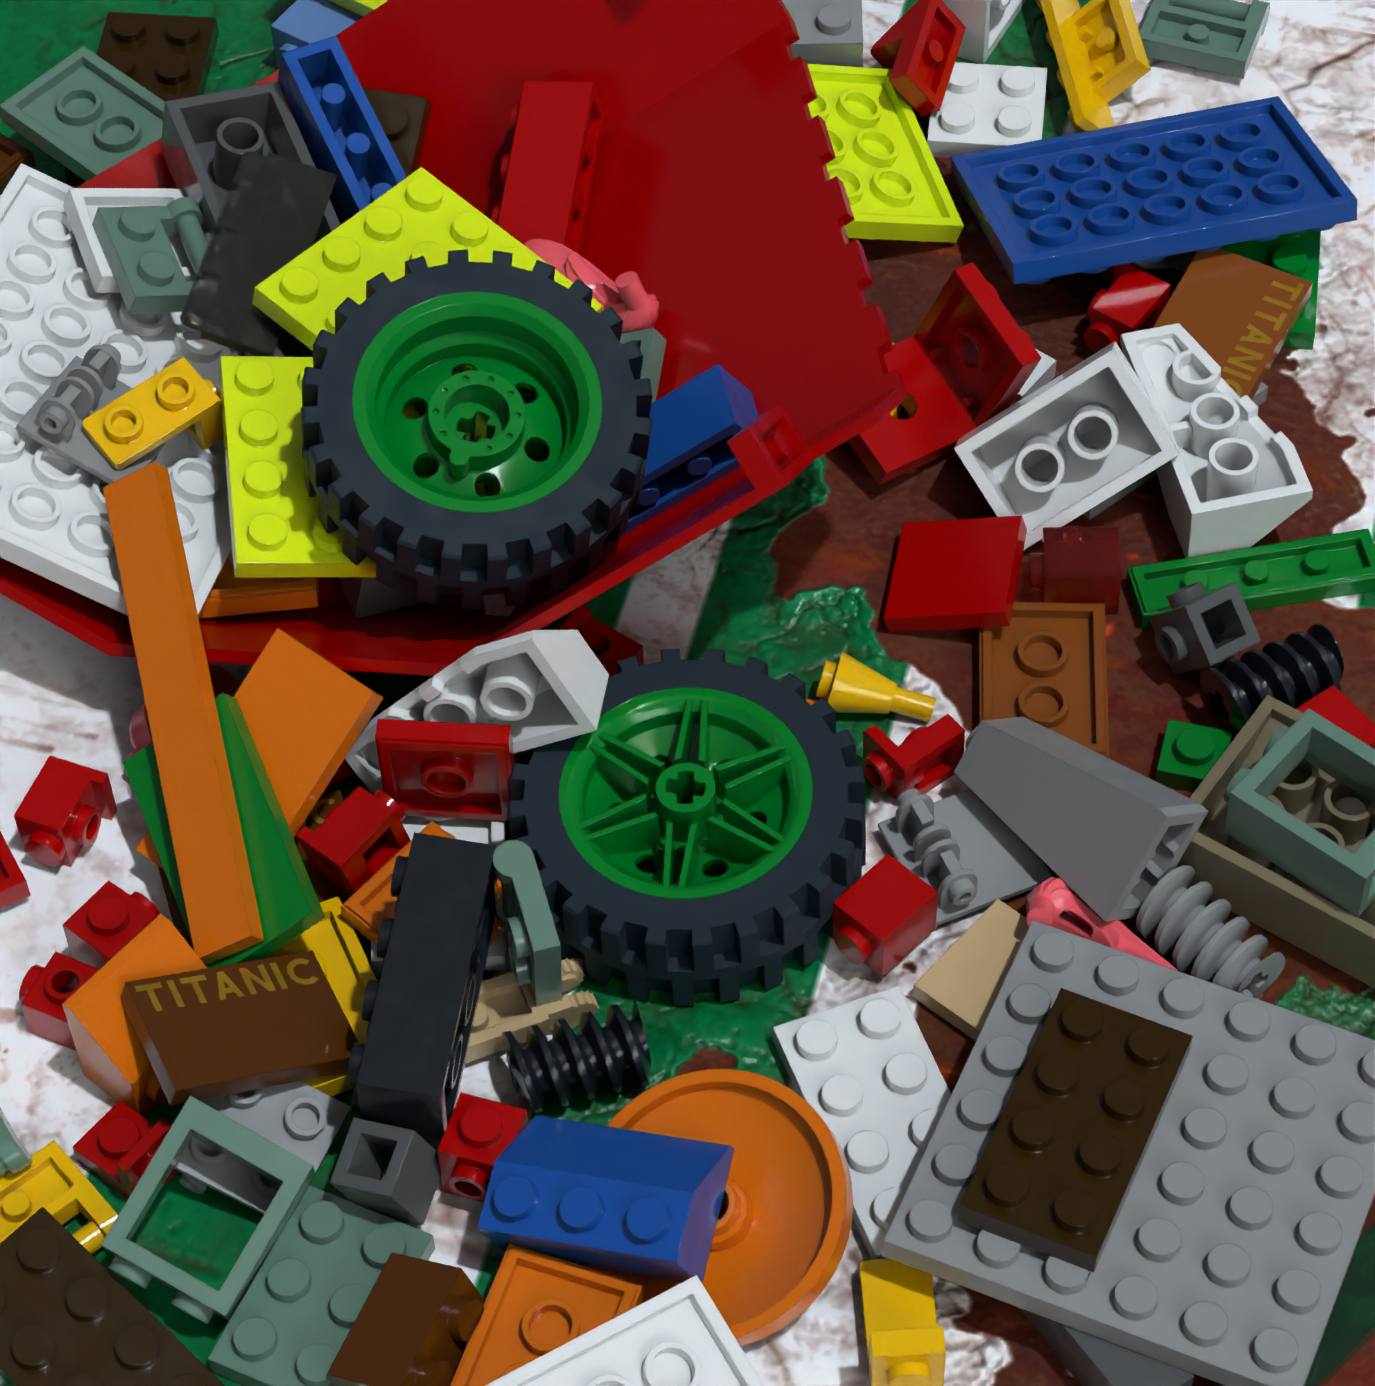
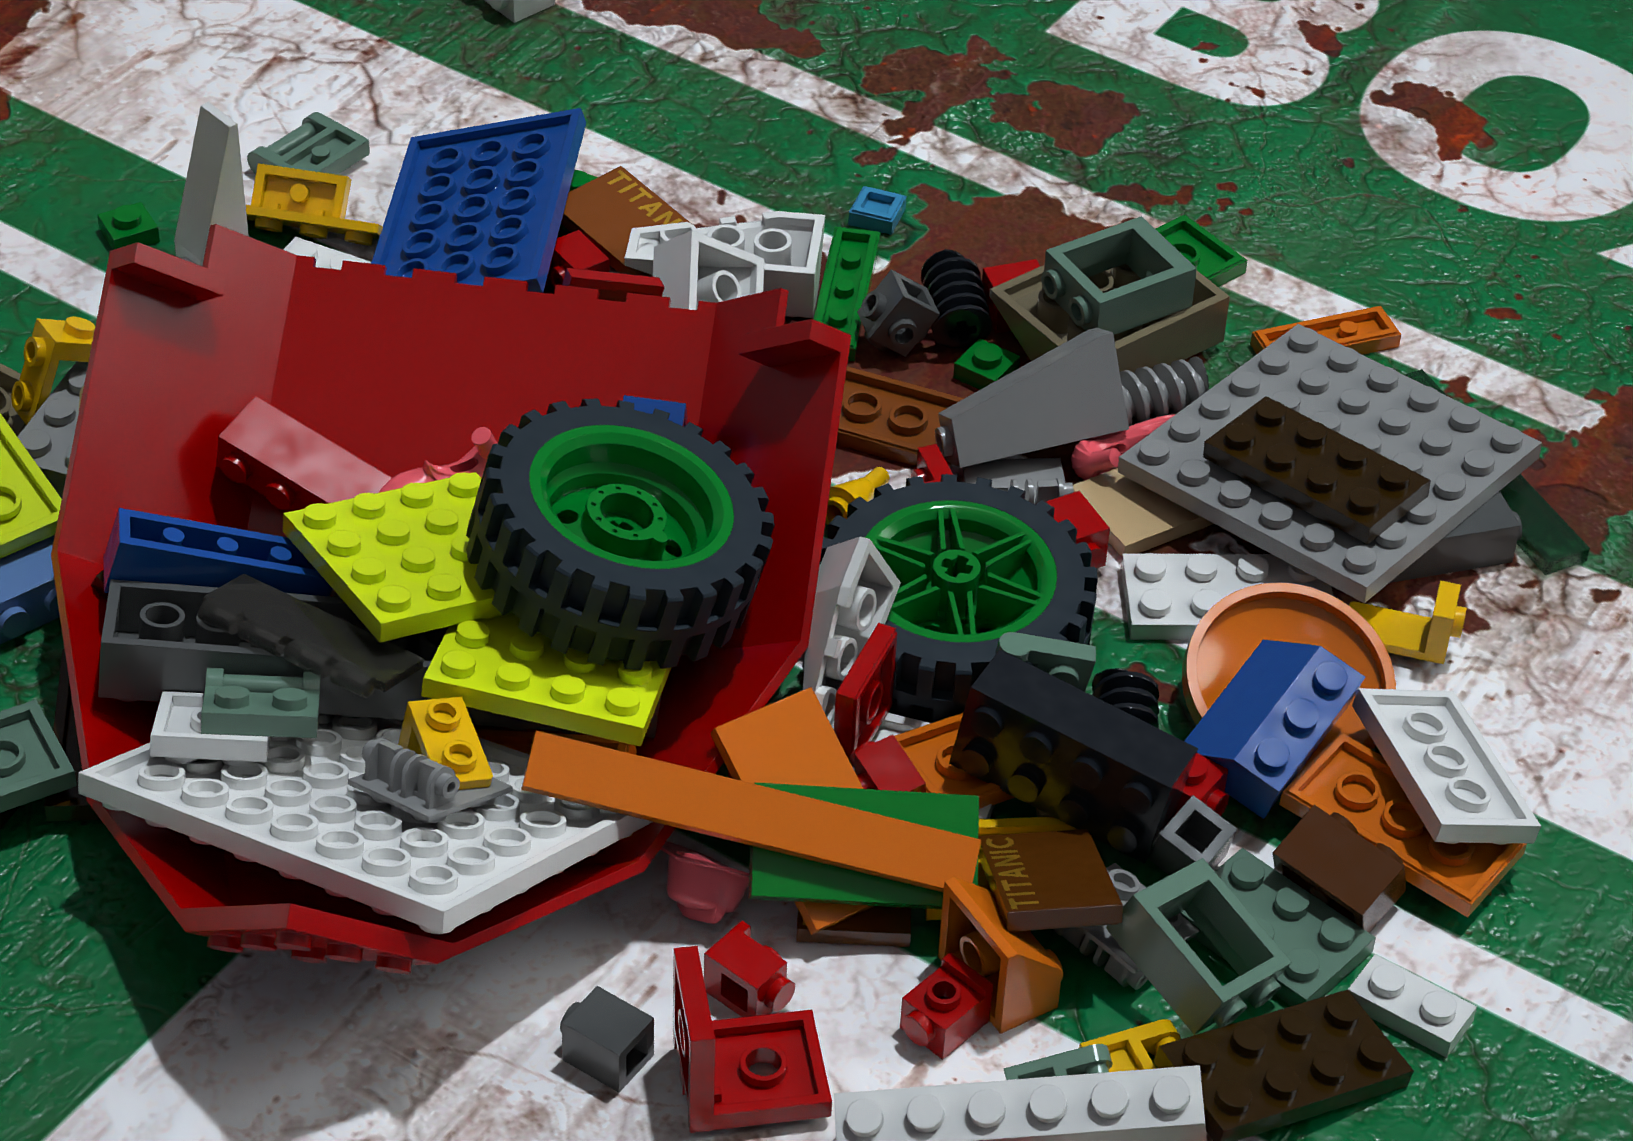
camera: 75 degrees left, 10 degrees down
(107, 924) = (896, 960): red brick -> none
(121, 1147) = (1099, 1007): red bracket -> none

